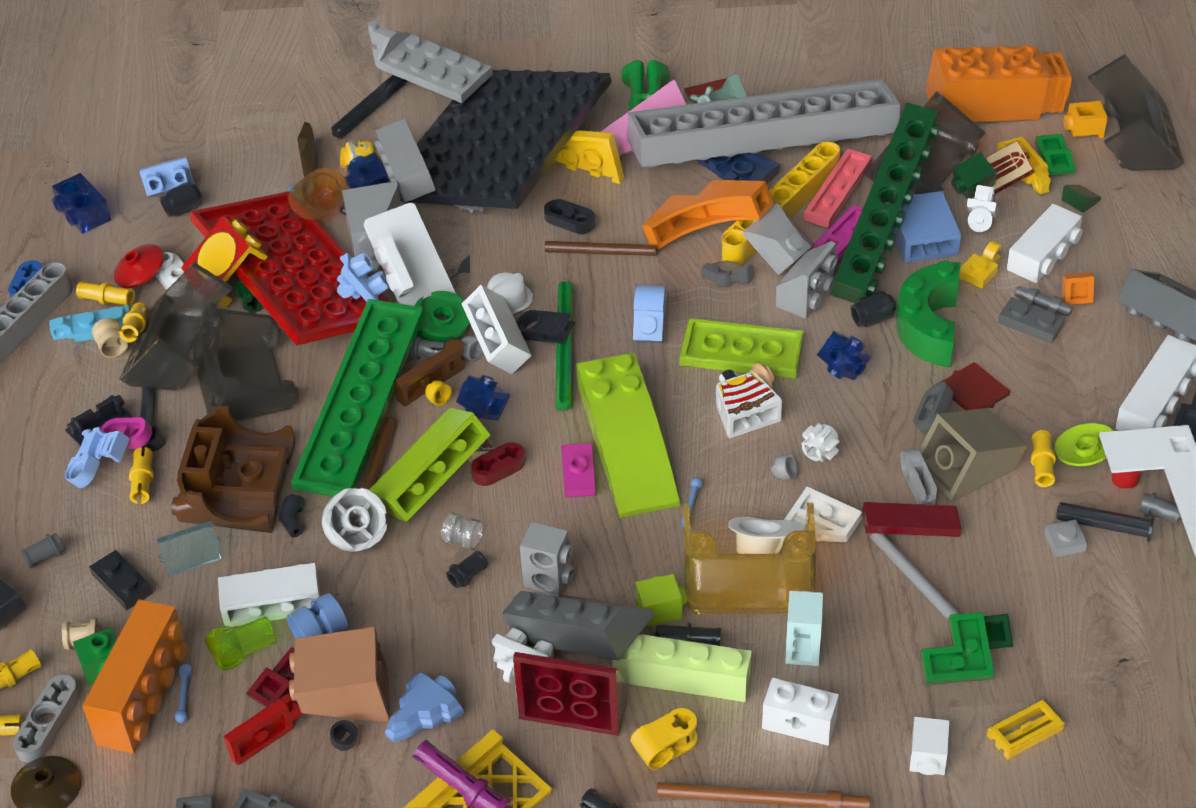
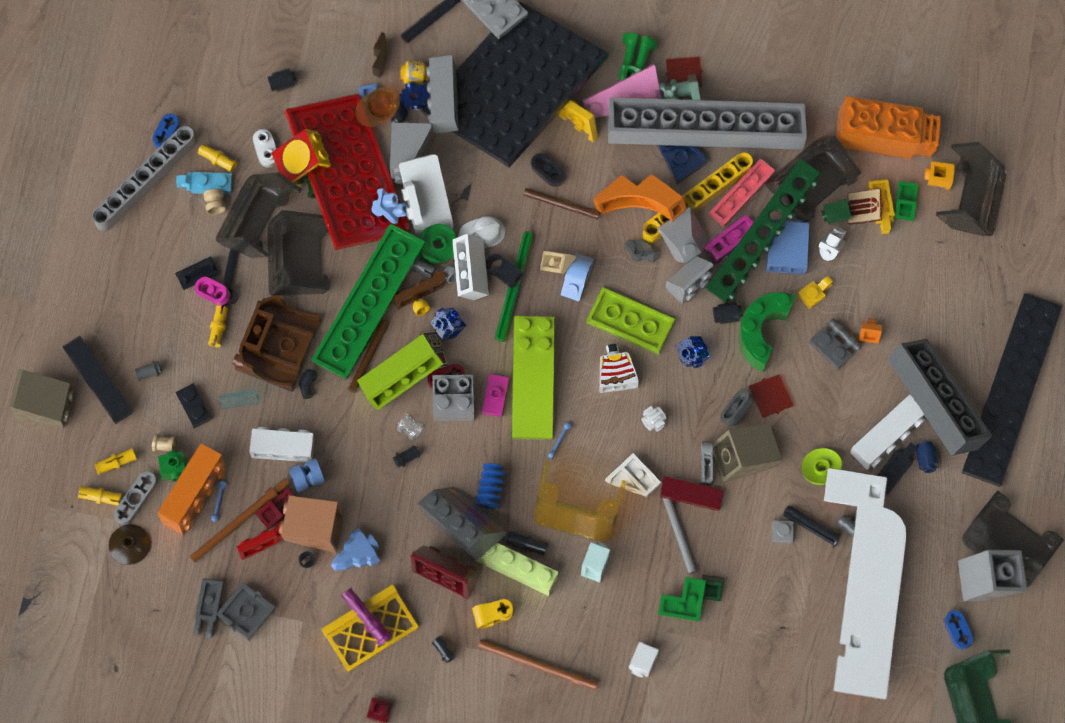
camera: 10 degrees right, 25 degrees up
(80, 203) = (214, 65): clear blue brick -> none
(94, 445) = (191, 299): light blue piece -> none
(134, 322) = (232, 193): yellow pin -> none
(138, 266) = (247, 142): red dish -> none
(166, 175) = (275, 55): light blue hips -> none
(231, 645) = (252, 476): clear neon green piece -> none
(267, 659) = (270, 494): none -> dark orange bar
(354, 520) = (344, 406): white cylinder -> none
(516, 642) = (417, 526): white hips -> none
(517, 481) = (453, 398): none -> light grey slope
(546, 558) = (454, 469): light grey brick -> none
(608, 571) = (490, 486): none -> blue piece
(615, 296) = (556, 262): none -> tan slope
(661, 596) = (517, 512): lime brick -> none
(761, 535) = (594, 482): white piece -> none
(764, 373) = (634, 352): light nougat plate -> none
(784, 467) = (626, 430): light grey hinge -> none
(800, 711) = (576, 616): white brick -> none
(1029, 733) = (724, 663): yellow tile -> none
(1043, 458) = (791, 467): yellow pin -> none
(1045, 243) = (865, 285): white brick -> none
(1079, 197) = (908, 245): dark green slope -> none

